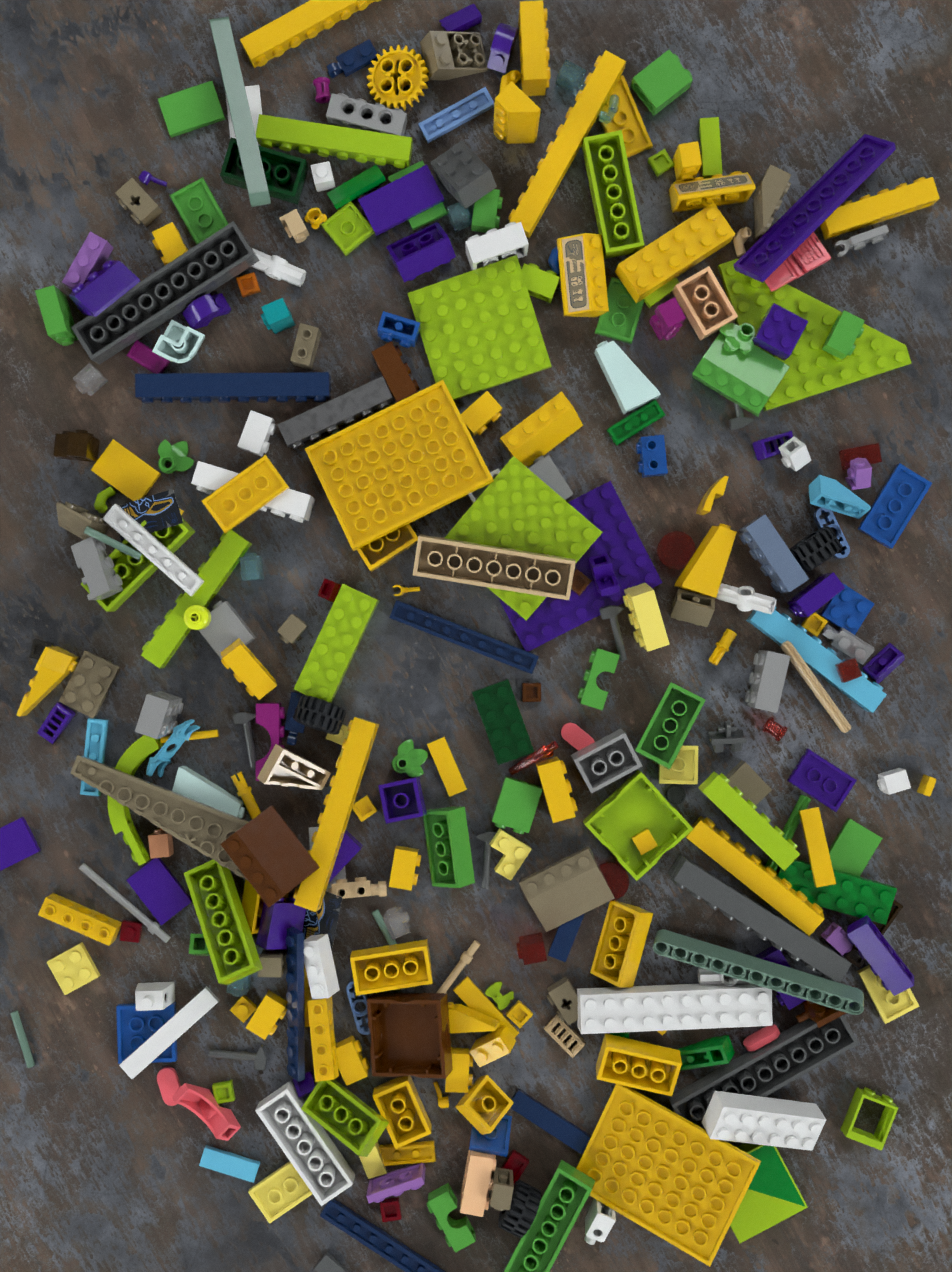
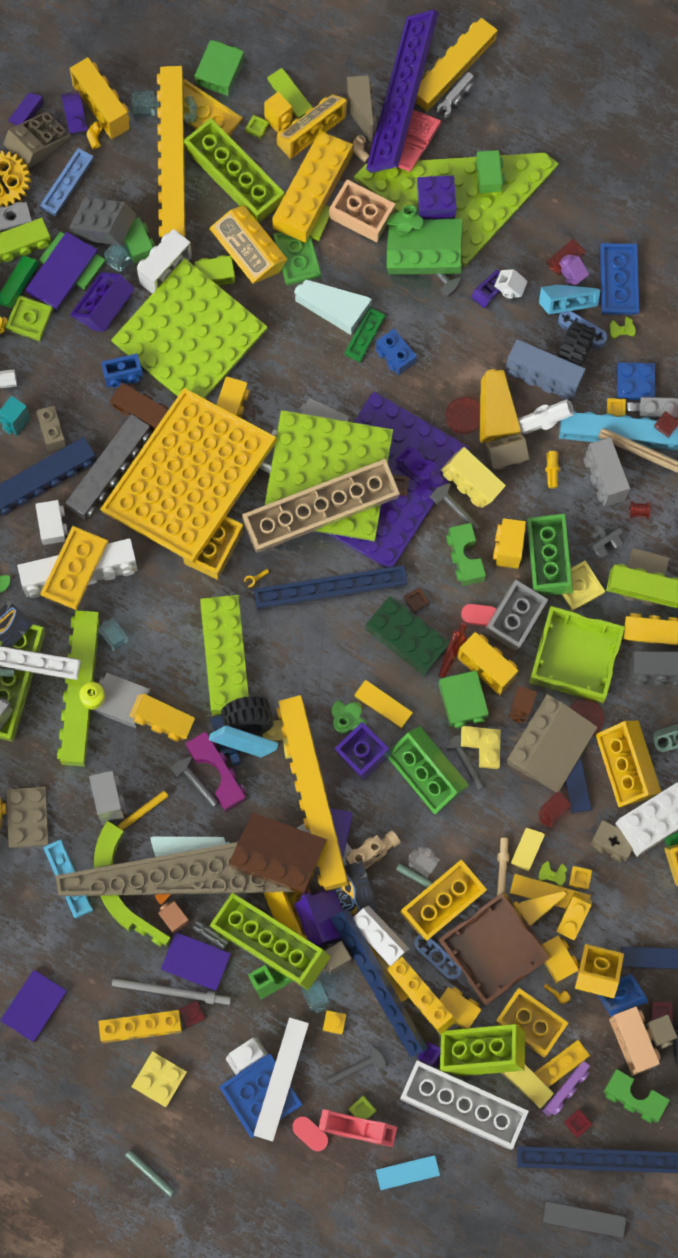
camera: 35 degrees left, 15 degrees down
(59, 707) = (19, 851): dark purple slope -> none
(162, 758) = (130, 841): medium azure piece -> none
(179, 864) = (211, 934): none -> dark grey axle
(246, 795) = (220, 828): yellow pin -> none
(267, 1014) = (359, 1013): yellow brick -> none
(279, 1192) = (470, 1165): light yellow plate -> none
(290, 769) = (252, 776): tan wedge -> none
(292, 629) = (178, 665): dark tan brick -> none
(303, 734) = (243, 741): none -> medium azure tile
(329, 590) = (191, 614): dark red plate -> none
(364, 808) = (334, 780): yellow plate -> none
(403, 868) = (400, 810): yellow brick -> none
(491, 963) = (527, 849): none -> light yellow slope
(515, 116) = (120, 153): yellow slope -> none
(542, 430) = (291, 381): yellow slope -> none
(553, 261) = (217, 247): blue arm -> none
(560, 1040) = (640, 868): tan slope -> none
(562, 843) = (522, 704): none -> reddish brown brick
(641, 694) = (509, 543): none -> yellow brick
(644, 841) = (592, 666): yellow tile -> none
(667, 320) = (340, 237): magenta arch -> none
(714, 492) = (465, 353): yellow slope -> none
(815, 595) = (600, 382): dark purple brick -> none
(861, 552) = (628, 329): none -> lime piece

